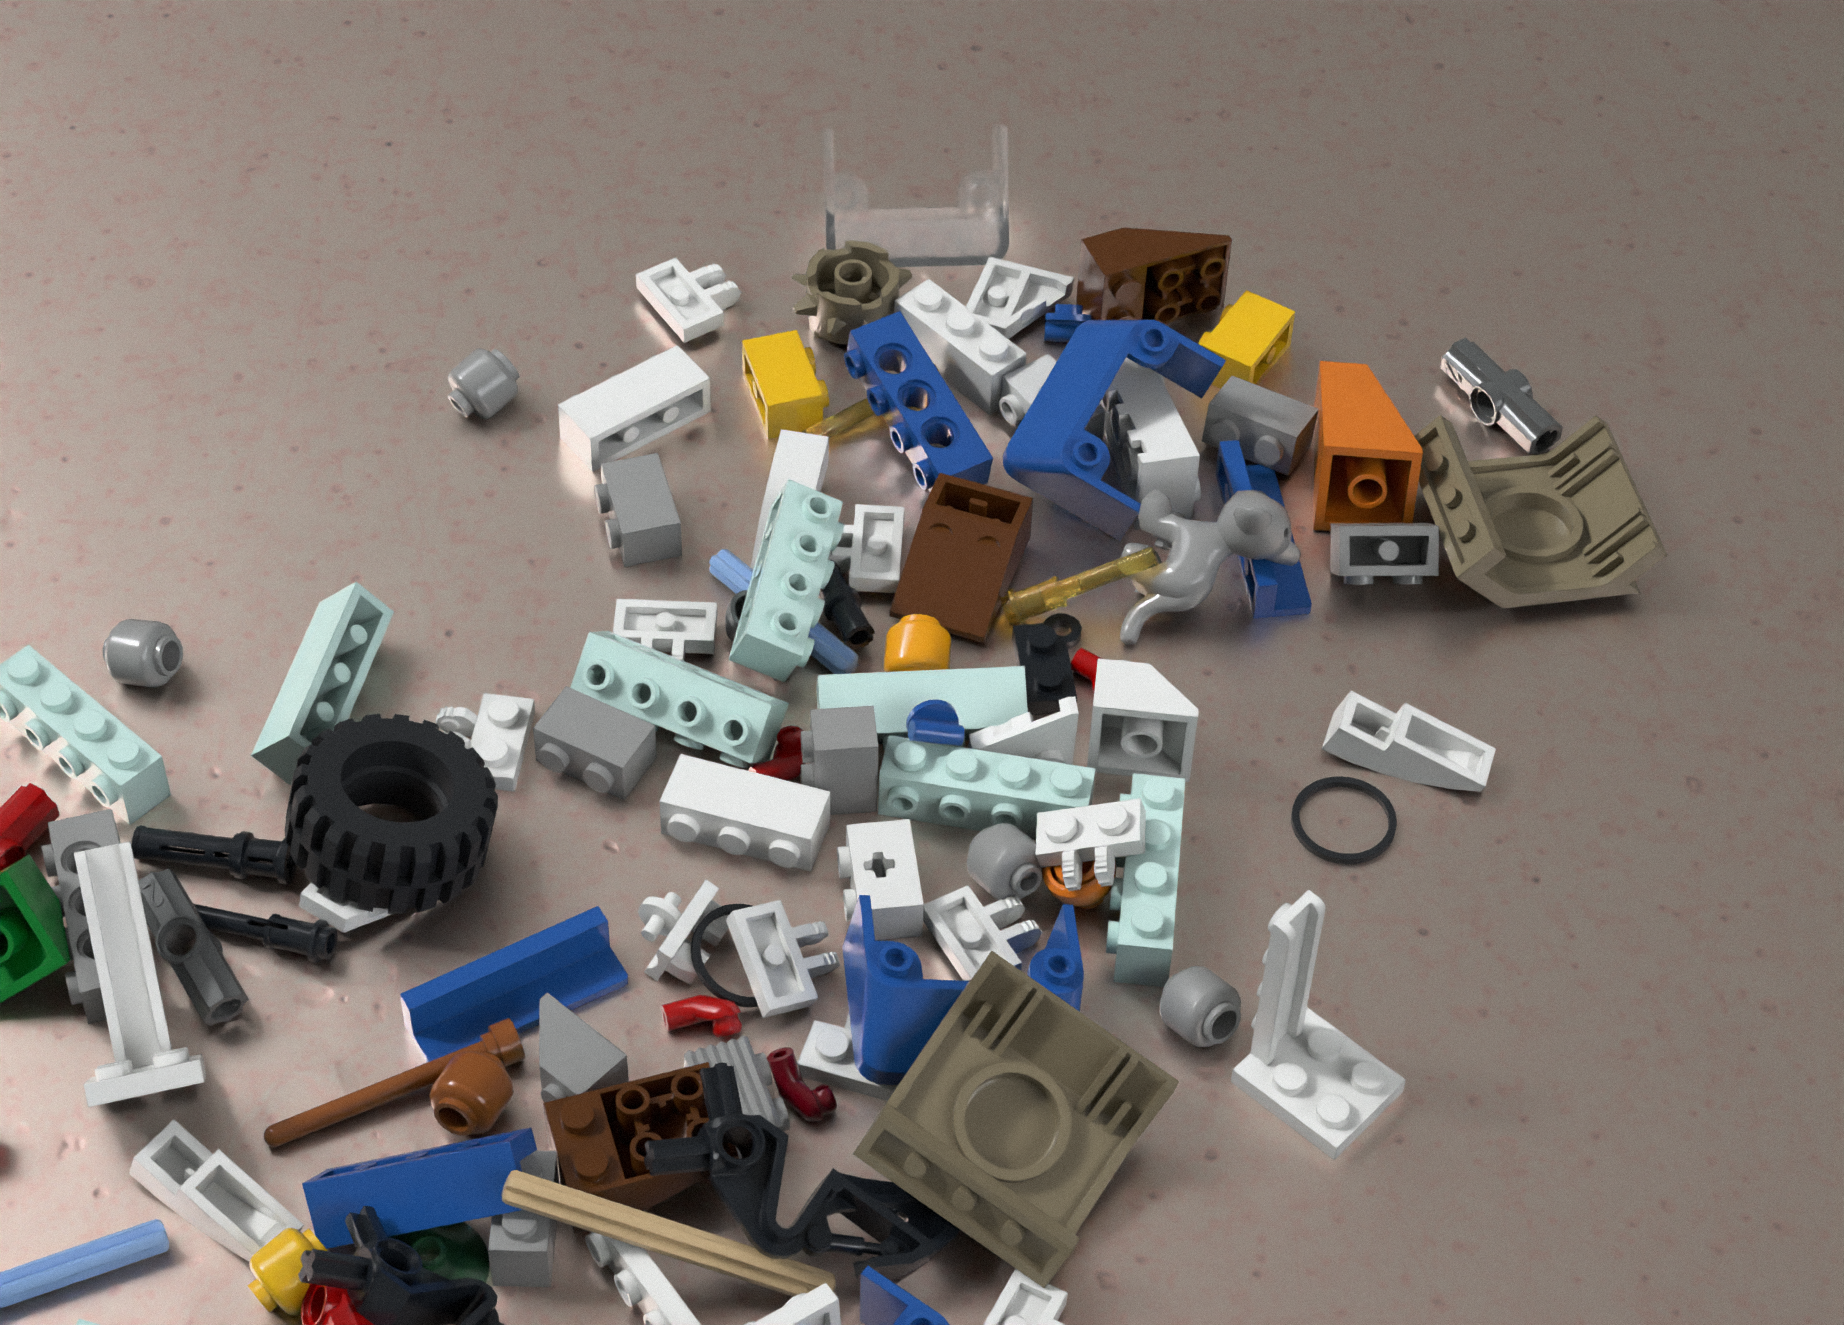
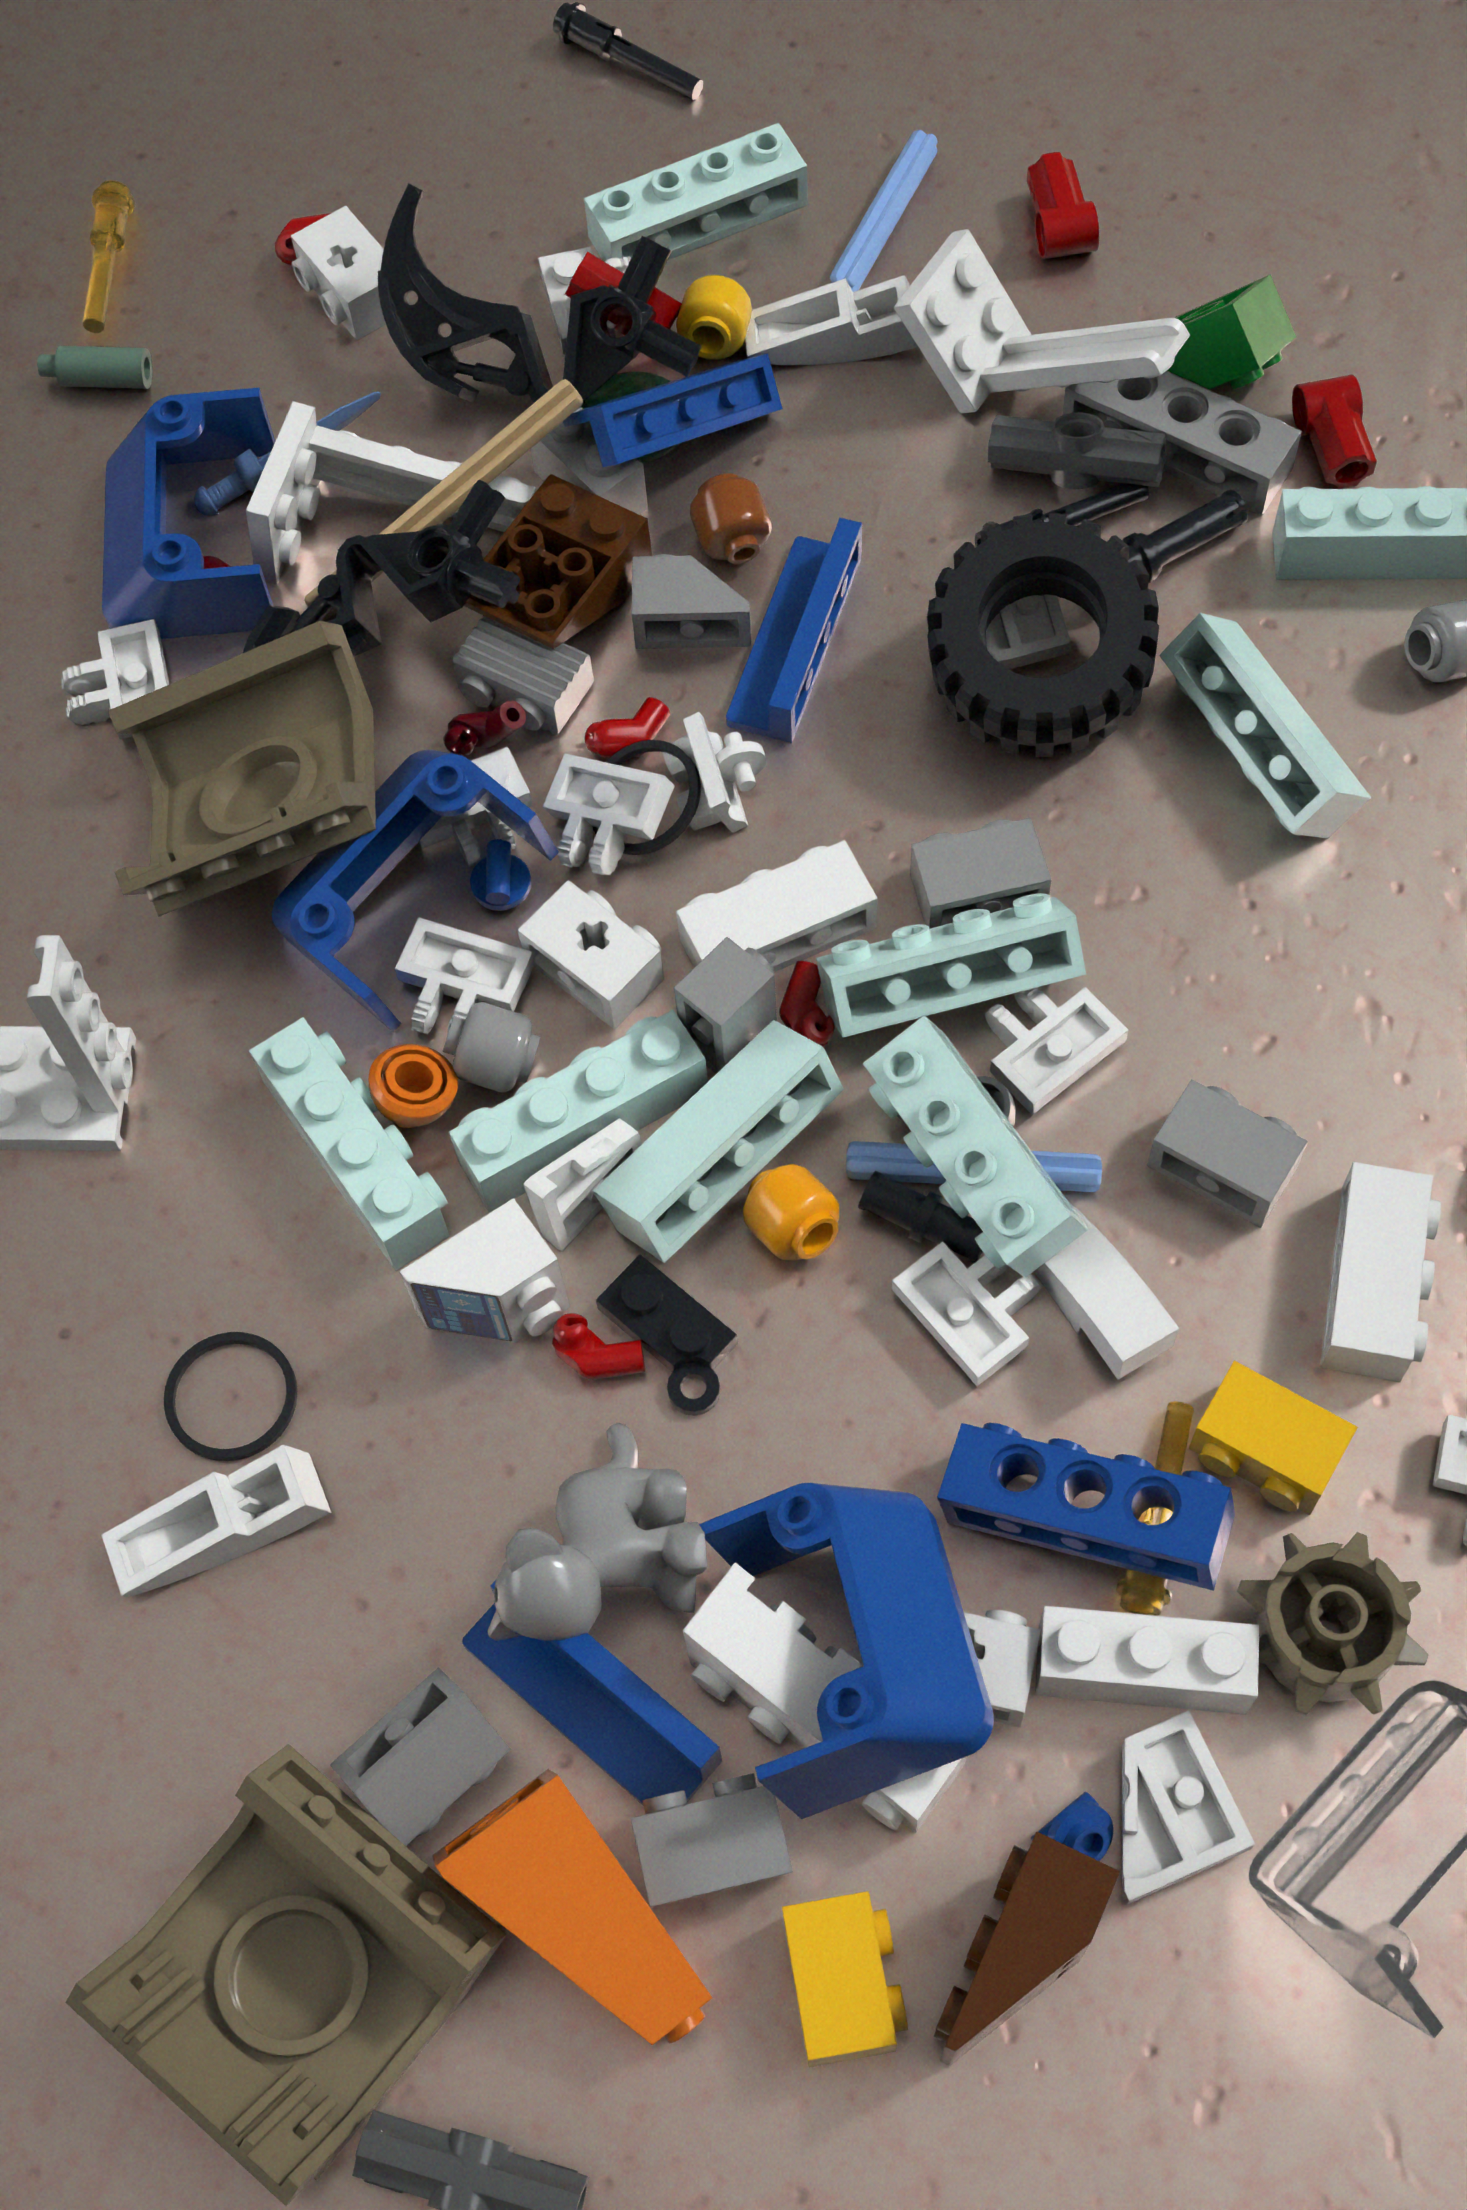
camera: 145 degrees right, 15 degrees up
(497, 733) = (1075, 829): white hinge -> none
(500, 1041) = (759, 577): dark orange piece -> none
(935, 723) = (663, 1086): blue plate -> none
(963, 555) = (856, 1362): reddish brown slope -> none
(1054, 592) = (751, 1366): clear yellow pin -> none
(1090, 834) = (417, 1099): white hinge -> none
(1200, 1006) = (201, 1055): light grey head -> none

